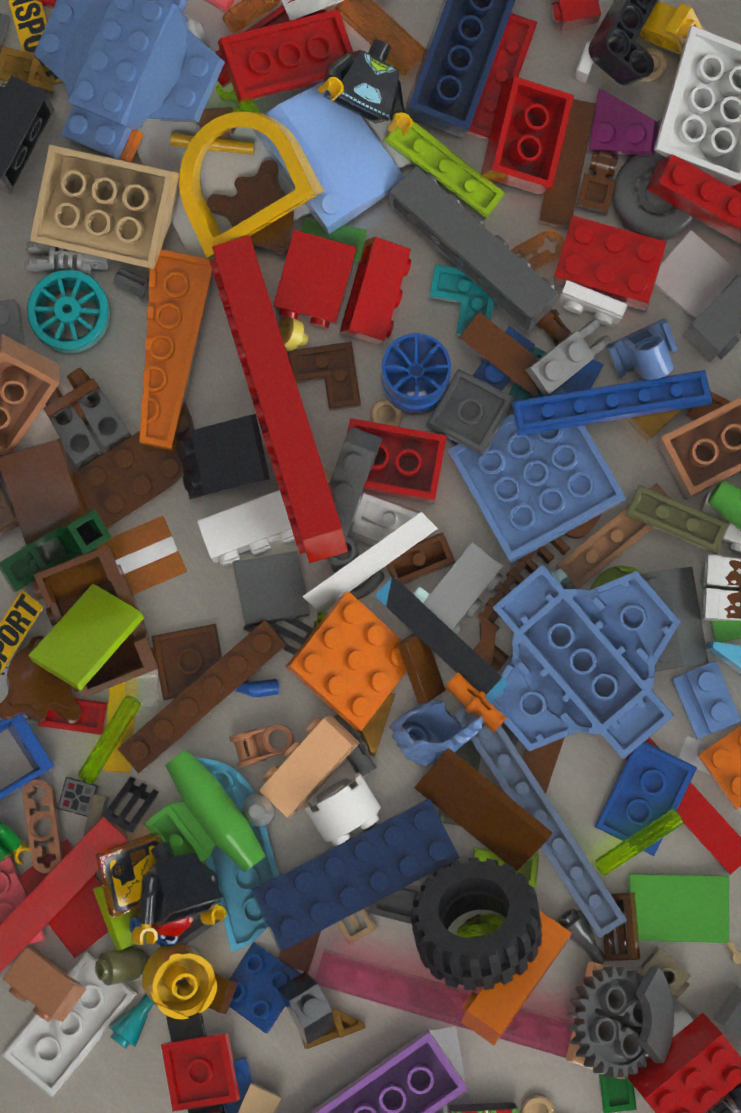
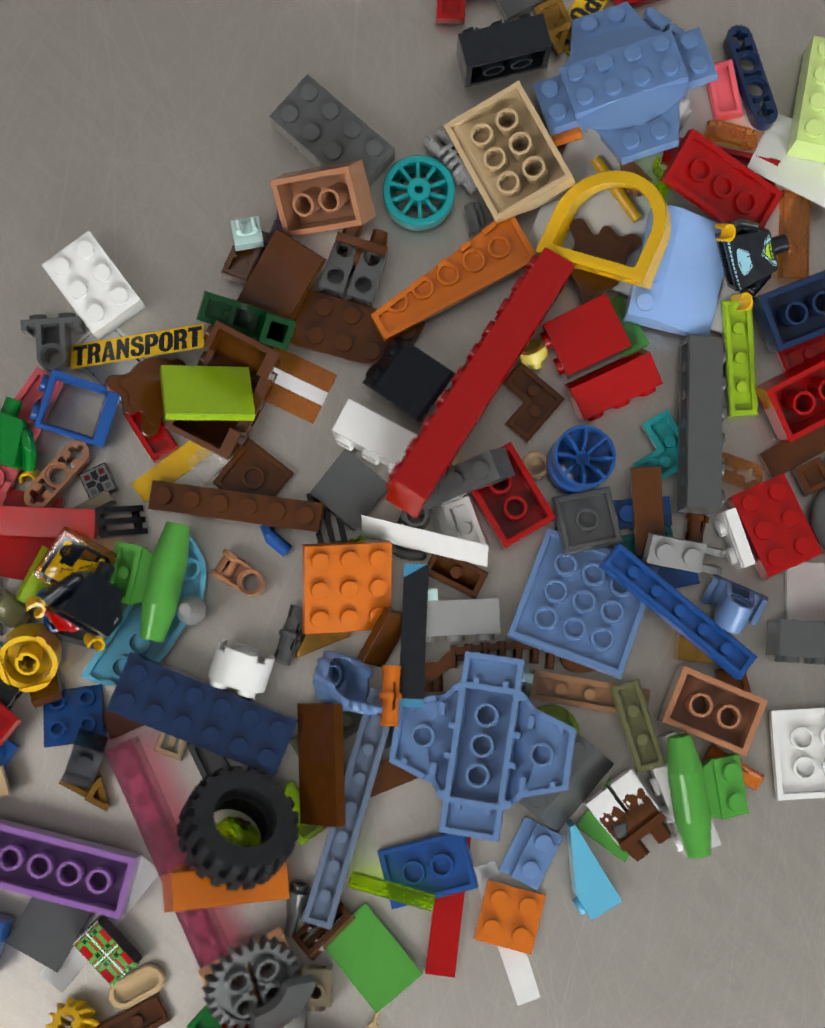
camera: 50 degrees right, 0 degrees up
(109, 739) = (154, 469): clear neon green axle -> none
(308, 765) = (250, 618): light nougat brick -> none

